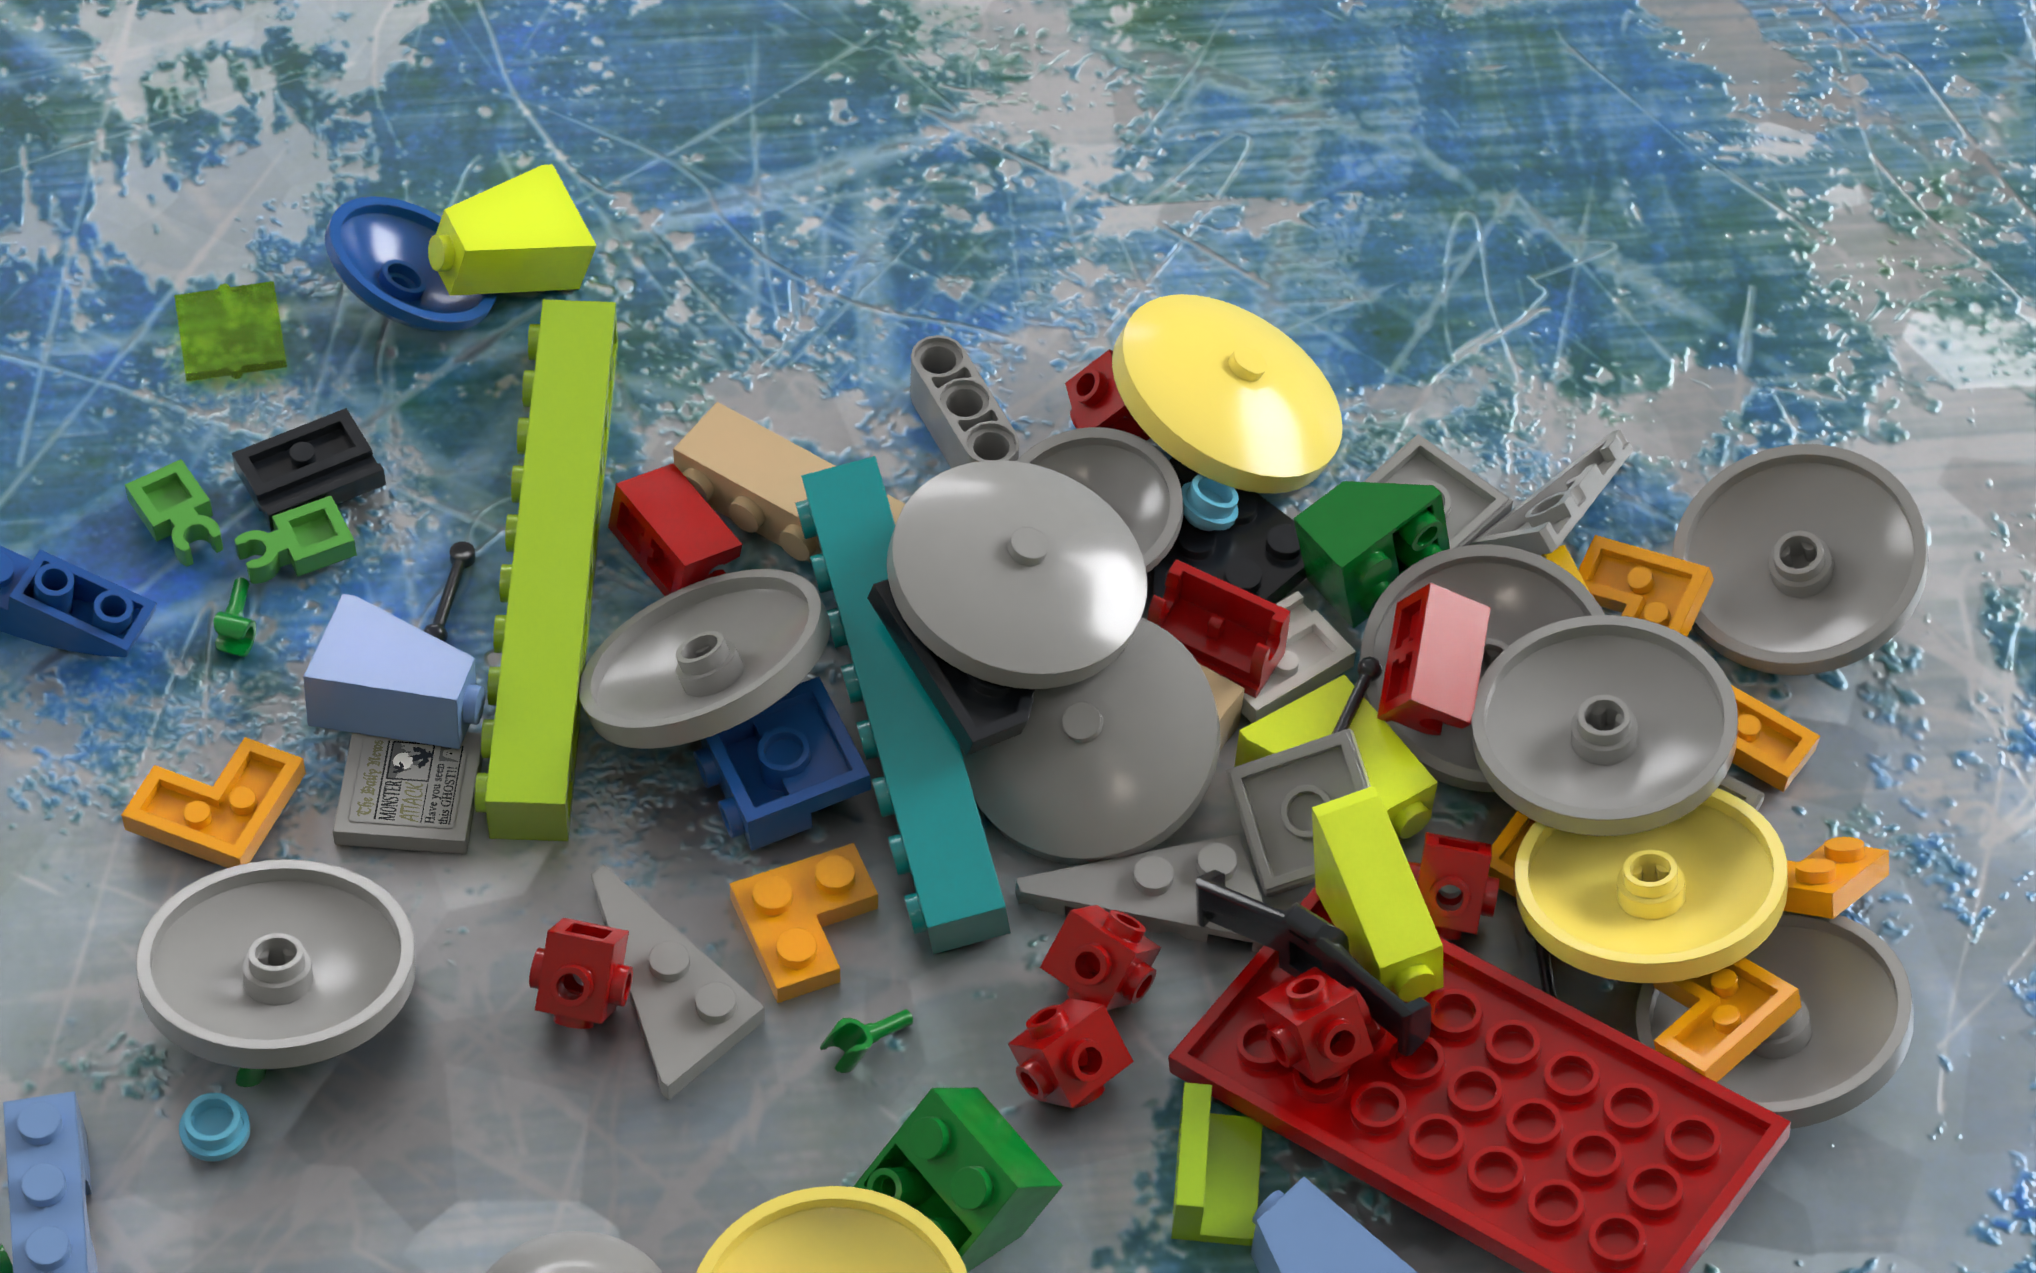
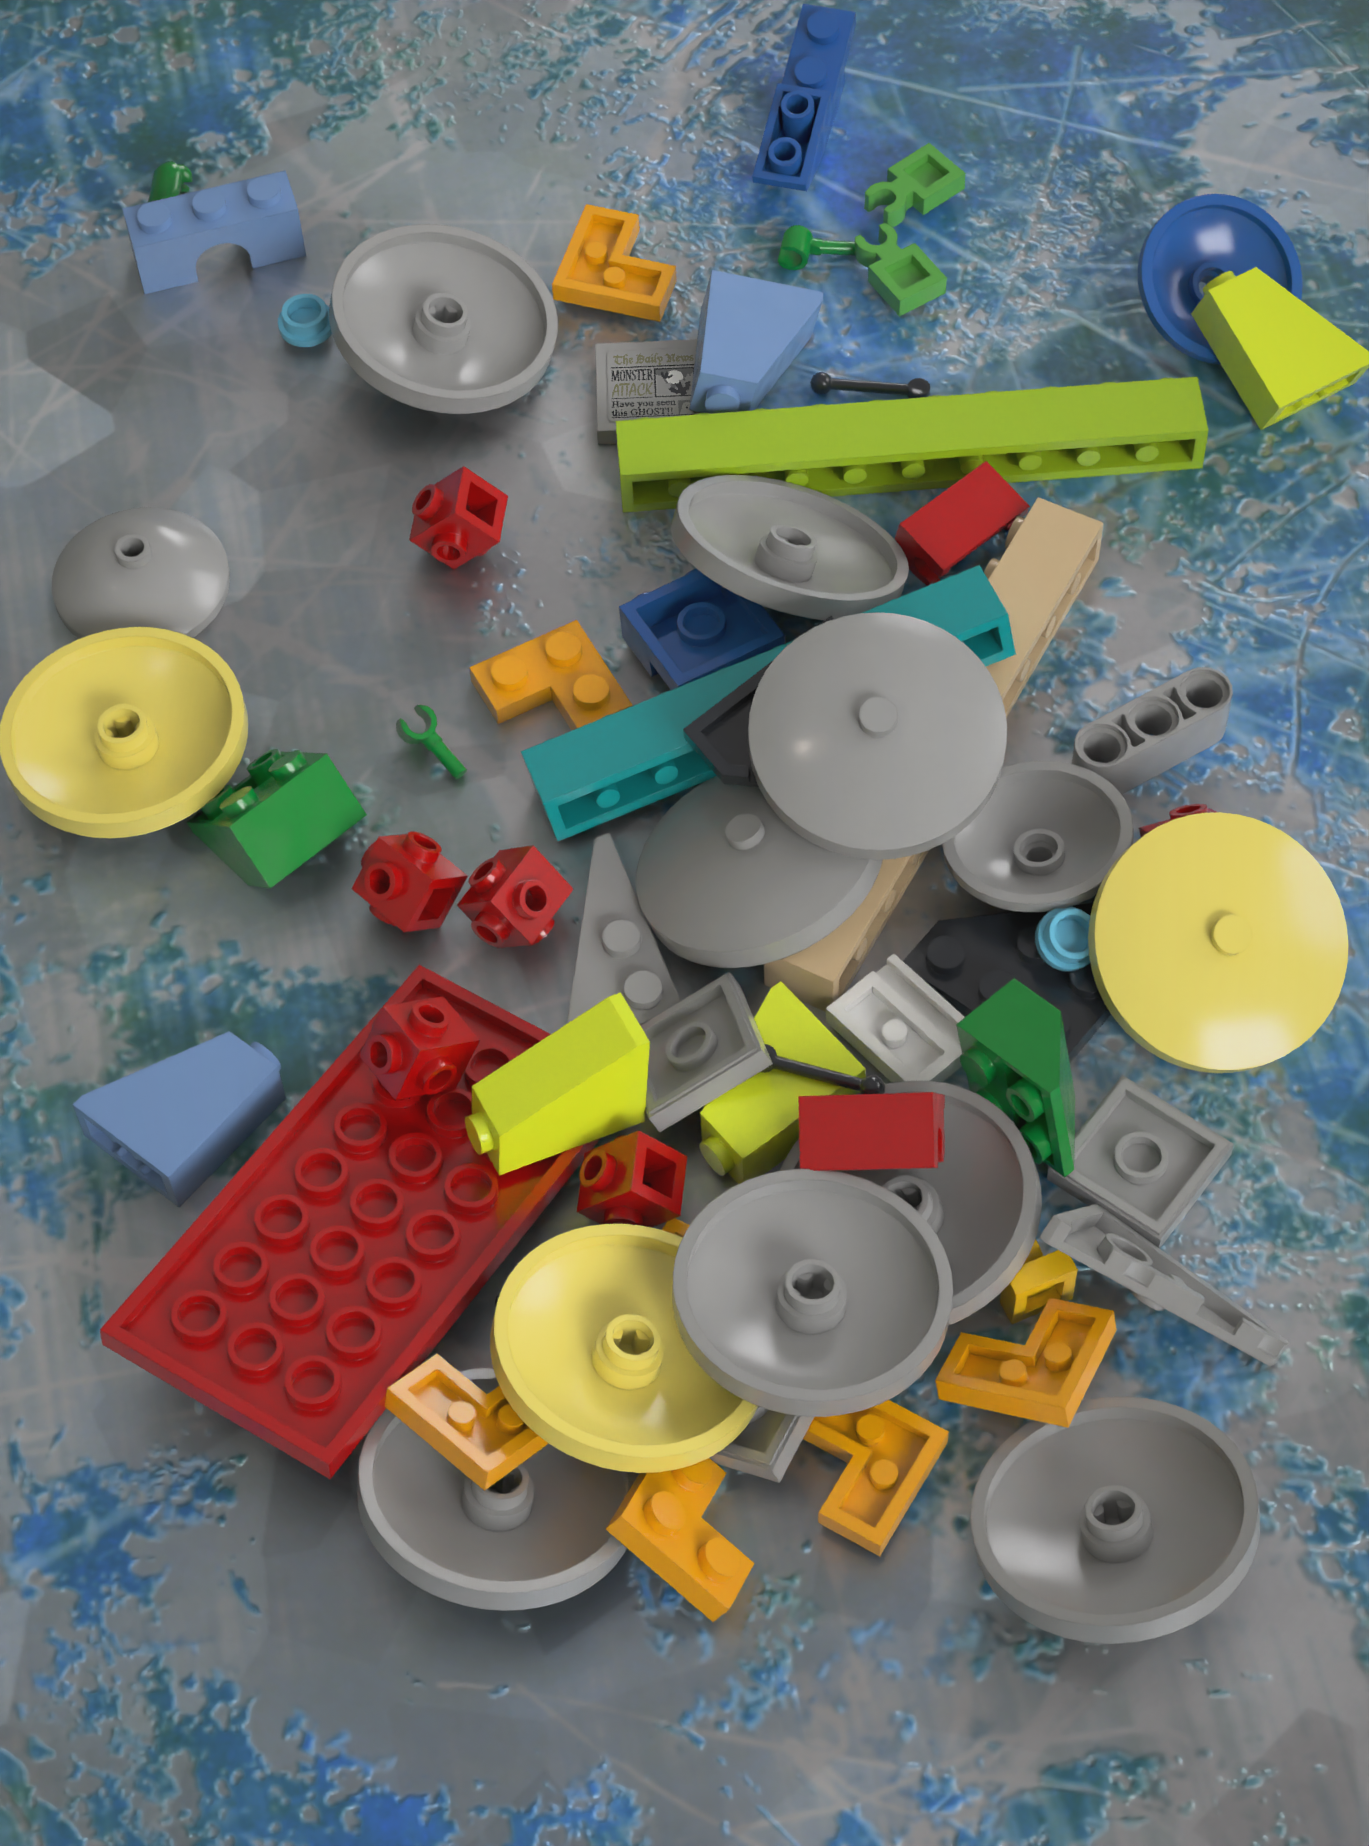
camera: 90 degrees right, 5 degrees up
(230, 331) = (1134, 190): clear neon green piece -> none
(308, 465) = (984, 263): black plate -> none
(682, 998) = (464, 605): light grey wing -> none
(1215, 1172) = (308, 1009): lime panel -> none
(1222, 625) = (899, 953): red hinge -> none
(1311, 942) = (506, 1033): black plate -> none

